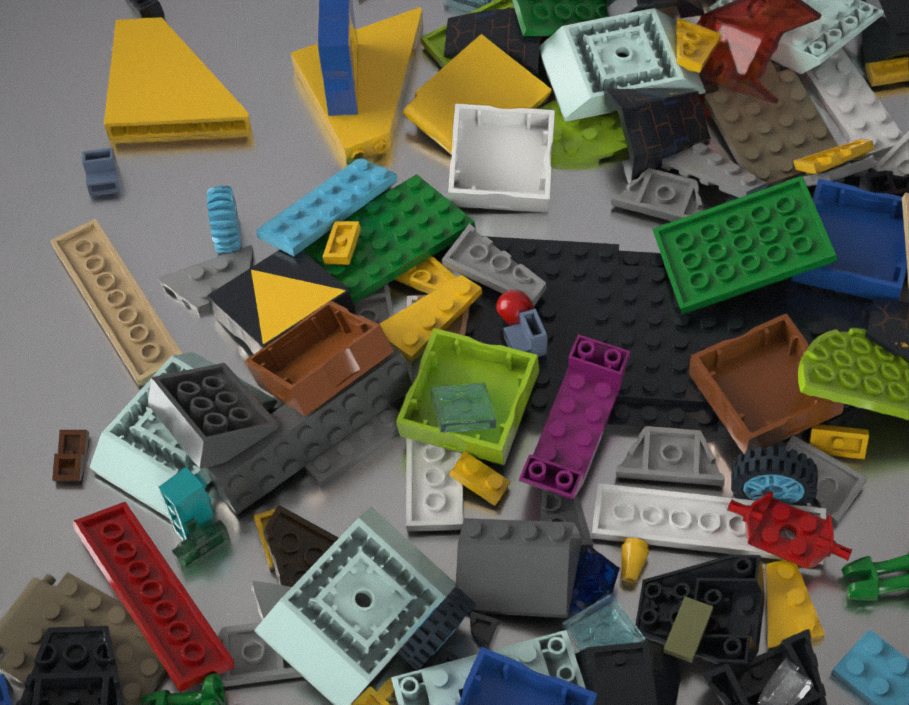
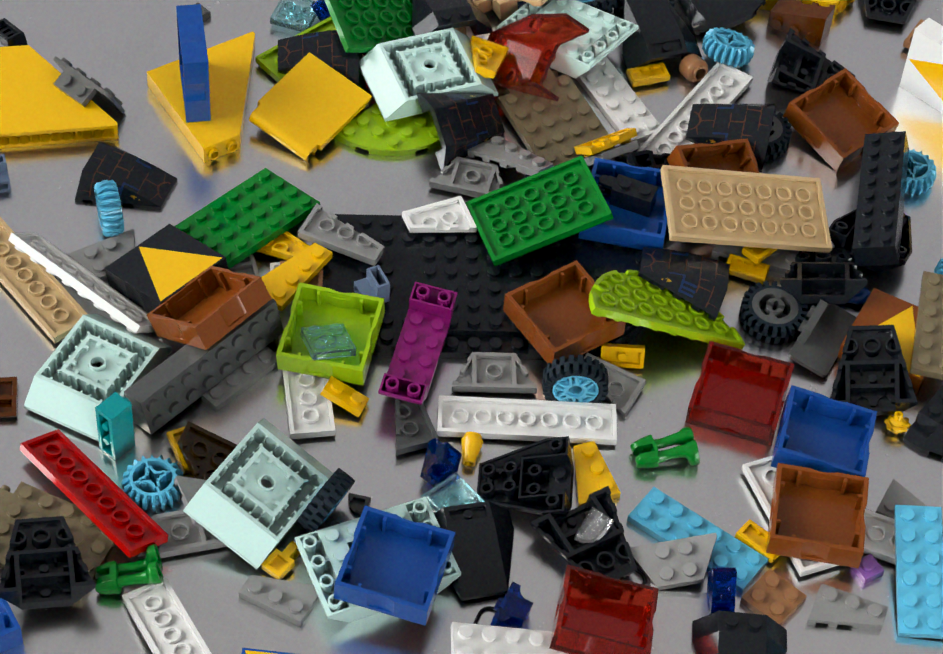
camera: 15 degrees left, 5 degrees down
(177, 308) = (81, 279): none -> white plate
(200, 544) = (128, 451): clear green plate -> none
(207, 584) = (152, 482): none -> medium azure gear
(209, 413) = (124, 353): dark grey slope -> none
(214, 70) = (81, 88): none -> dark grey bracket
(257, 179) = (136, 179): none -> black wedge
(329, 202) = (194, 194): medium azure plate -> none
(341, 242) = (212, 222): yellow plate -> none
(501, 158) = (336, 152): white tile -> none
(511, 304) = (358, 263): red piece -> none
(518, 566) = (383, 455): dark grey slope -> none
(620, 247) = (440, 217): none -> white wing
(688, 629) = (518, 492): olive tile -> none
(770, 516) = (572, 412): red plate -> none
(859, 226) = (629, 193): none -> black hinge

